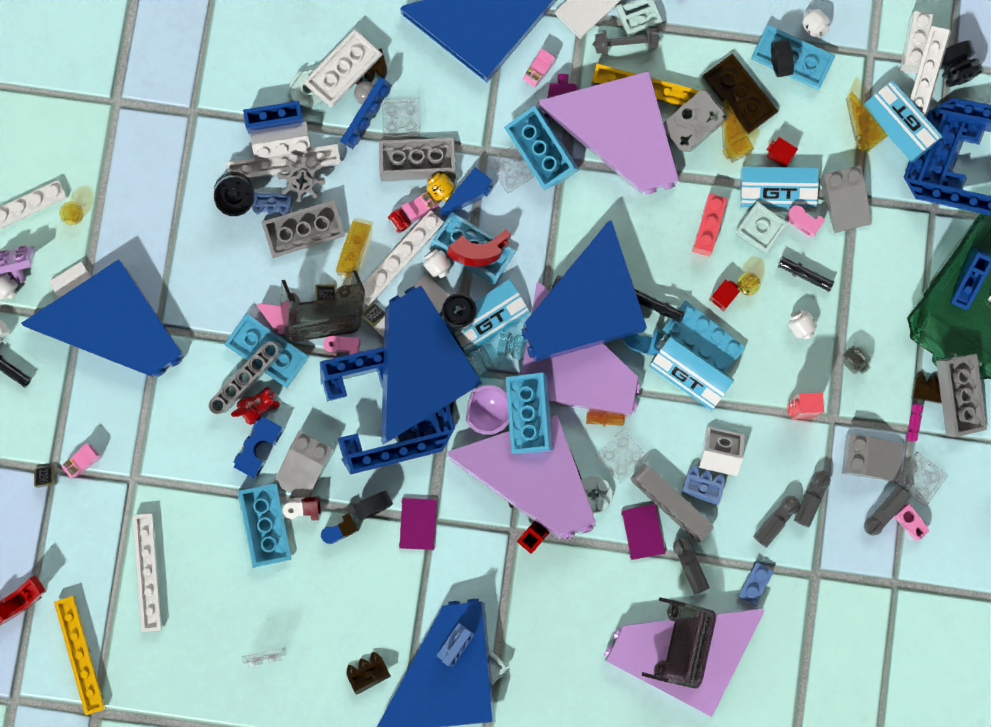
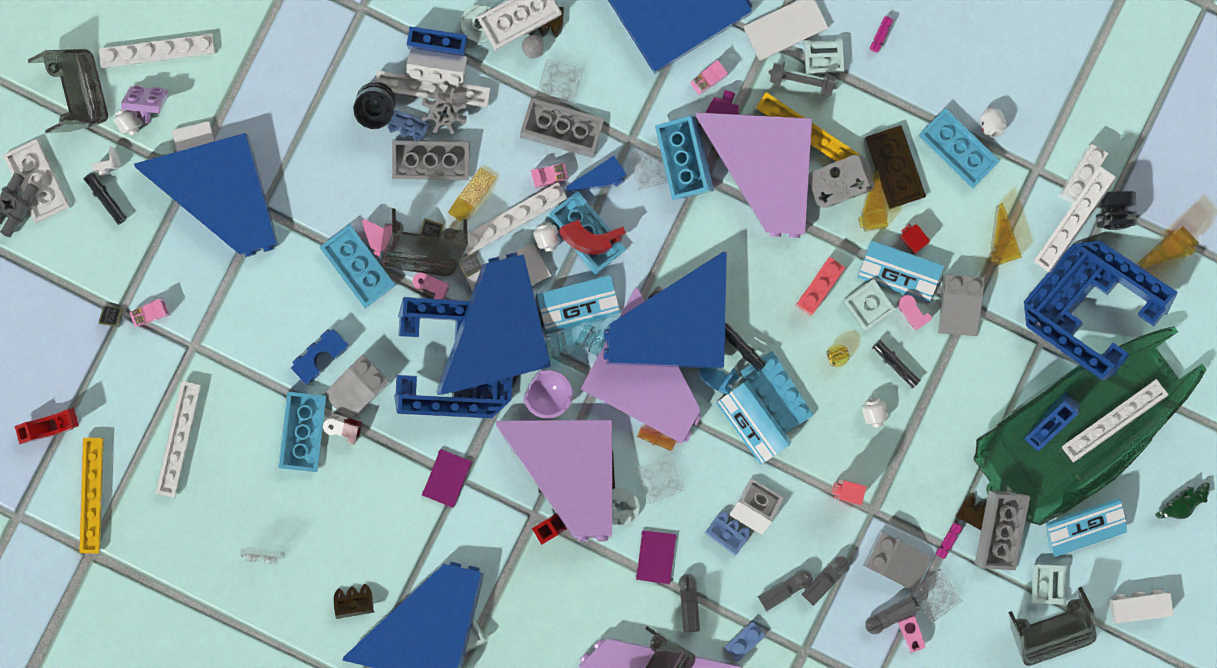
camera: 20 degrees right, 5 degrees up
(71, 213) = (214, 71): clear yellow piece -> none
(237, 381) = (320, 287): light grey beam -> none
(253, 407) = (327, 316): red animal -> none
(334, 534) = (362, 461): leg -> none
(366, 112) = (527, 67): blue plate -> none
(373, 505) = (410, 447): black tyre -> none
(399, 220) = (524, 182): red bush -> none
(440, 187) = (574, 163): yellow head -> none
(455, 321) = (557, 284): black piece -> none
(455, 645) = (442, 605): medium blue bracket -> none
(529, 413) = (585, 411): medium azure slope -> none
(672, 503) = (691, 539): light grey beam -> none
(725, 294) = (811, 358): red brick -> none
(782, 58) = (945, 148): black tyre -> none
(857, 360) = (915, 463): clear smoke head -> none
(902, 121) = (1040, 248): medium azure slope -> none

